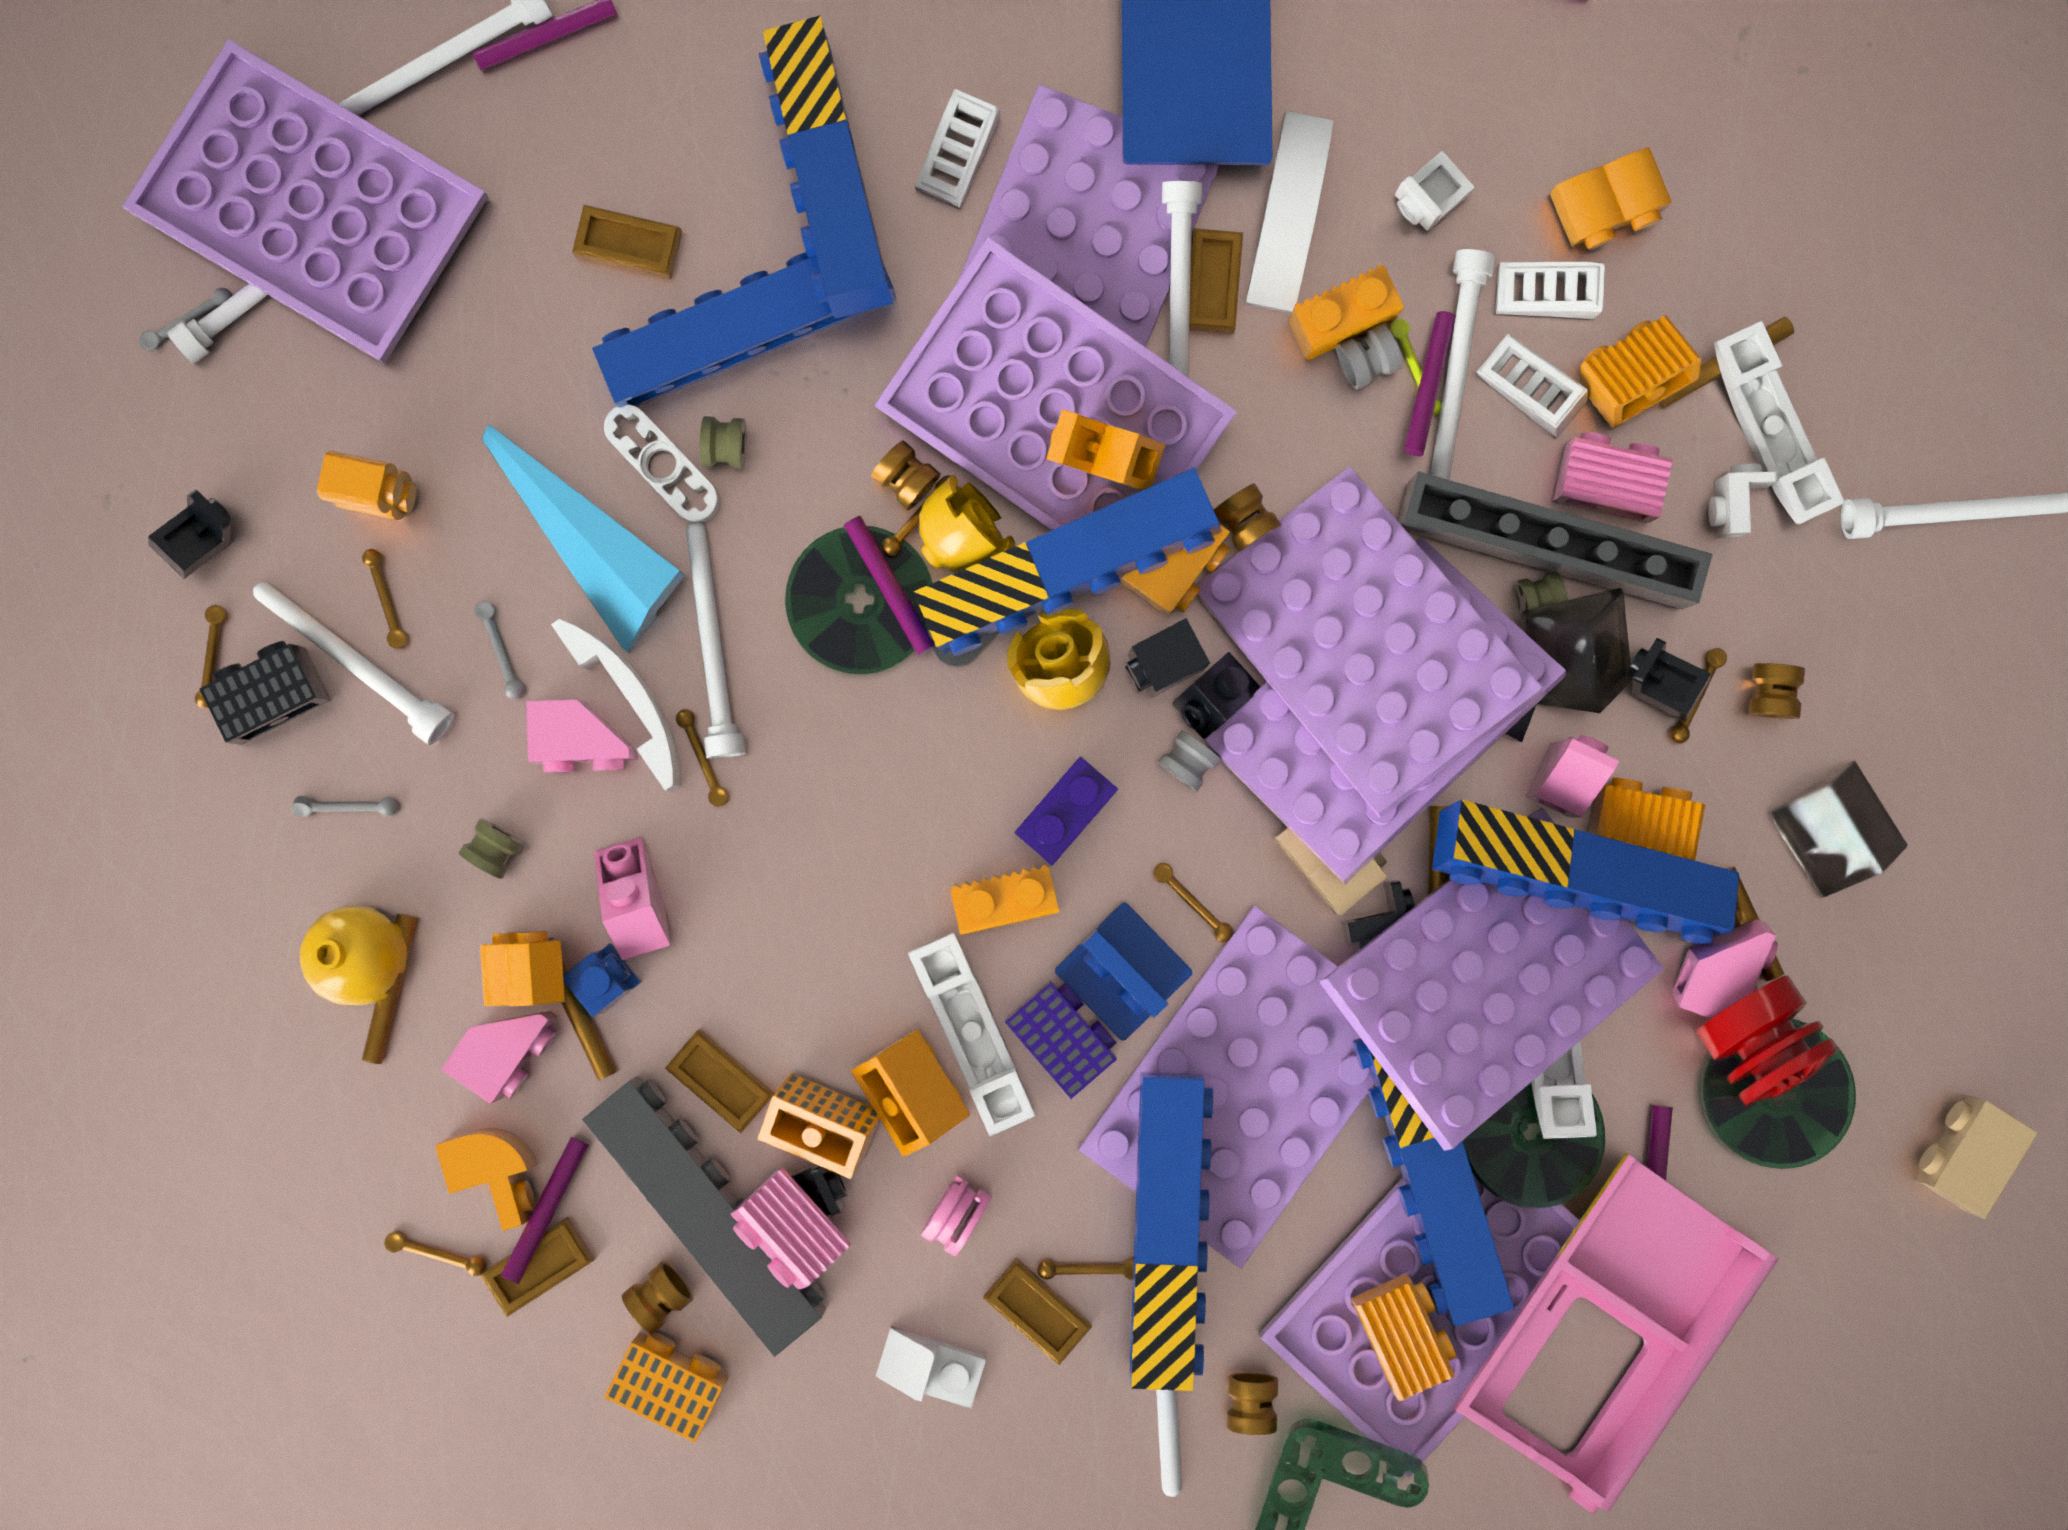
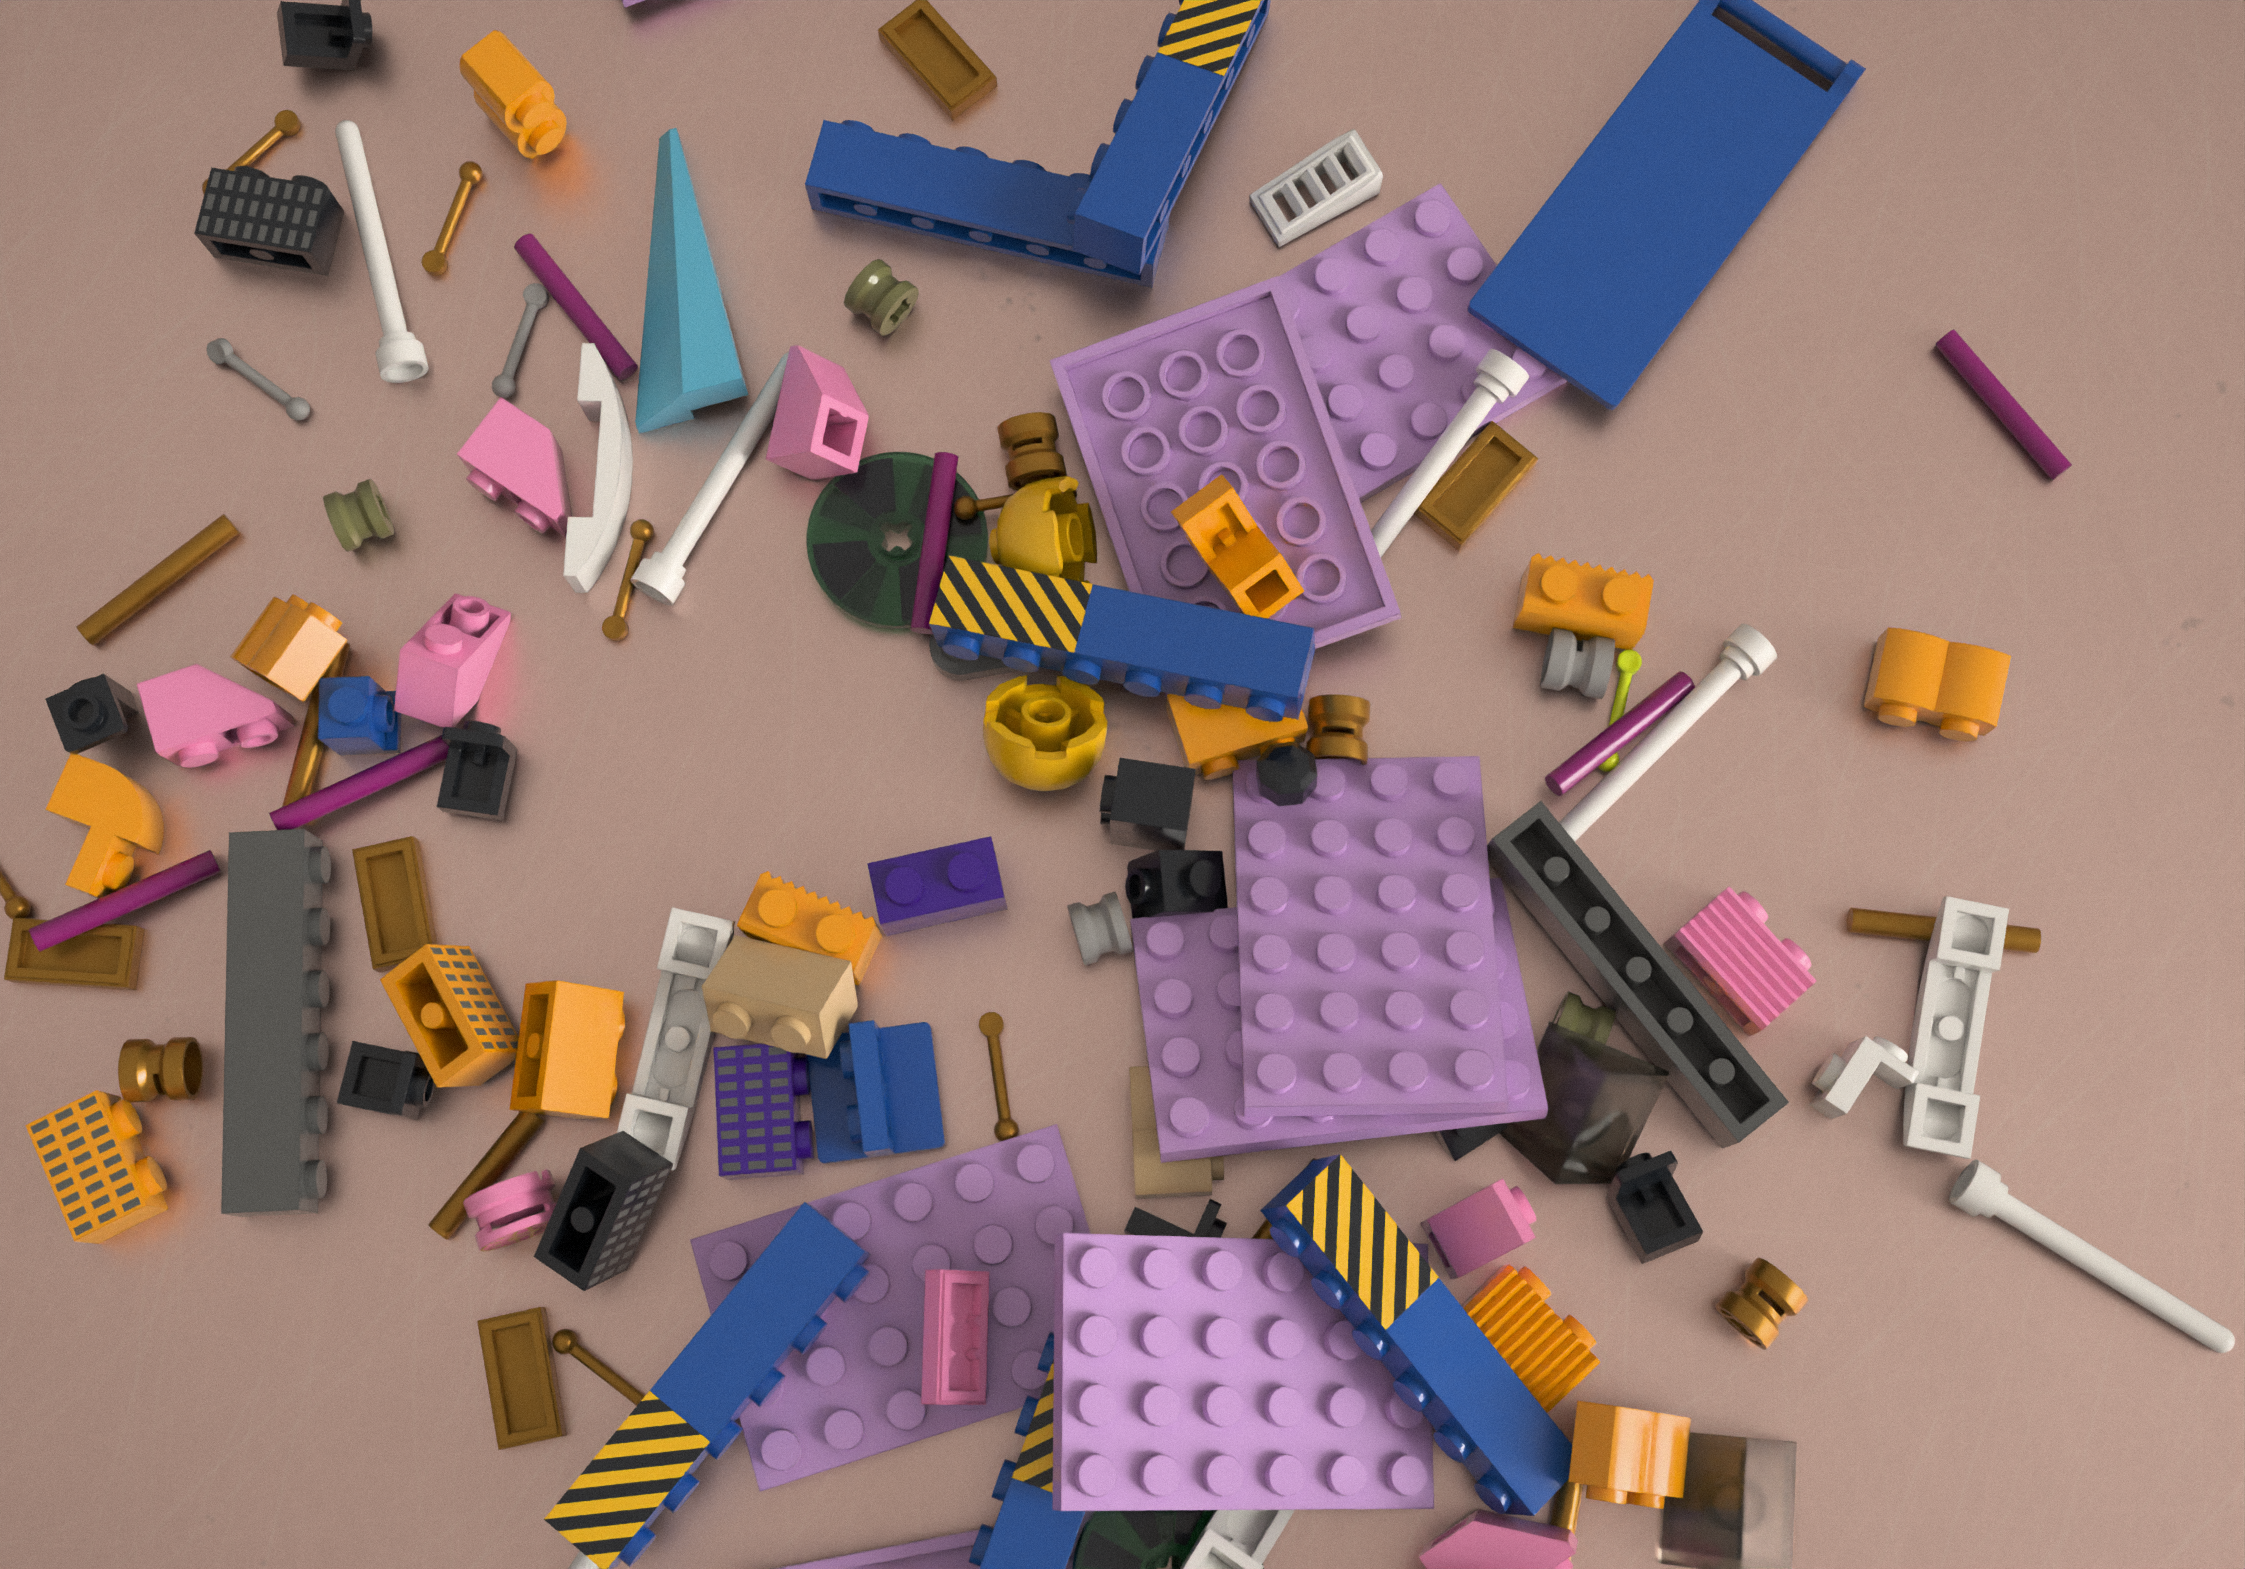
camera: 35 degrees right, 10 degrees down
(353, 955) = (147, 518): yellow cylinder -> none
(425, 1110) = (91, 712): none -> black bracket
(518, 598) = (575, 306): none -> magenta bar
(628, 447) = (820, 239): white beam -> none
(637, 1022) = (360, 785): none -> magenta bar
(706, 959) = (476, 771): none -> black bracket
(746, 557) = (817, 419): none -> bright pink slope
(789, 1231) = (335, 1092): bright pink brick -> none
(914, 1207) = (486, 1171): none -> pearl gold piece
(930, 1367) = (371, 1353): white slope -> none
(1015, 1174) = (603, 1210): none -> black brick
(1023, 959) = (780, 996): none -> tan brick
(1238, 572) = (1286, 773): none -> black tile
(1290, 212) = (1599, 471): white slope -> none
(1296, 1087) = (955, 1337): none -> bright pink plate
(1432, 191) = (1757, 550): white bracket -> none
(1538, 411) = (1740, 861): white slope -> none
(1591, 272) = (1840, 722): white slope -> none
(1639, 370) = (1845, 871): light orange brick -> none
(1714, 659) = (1719, 1226): pearl gold hinge -> none
(1763, 847) = (1629, 1454): none -> light orange brick

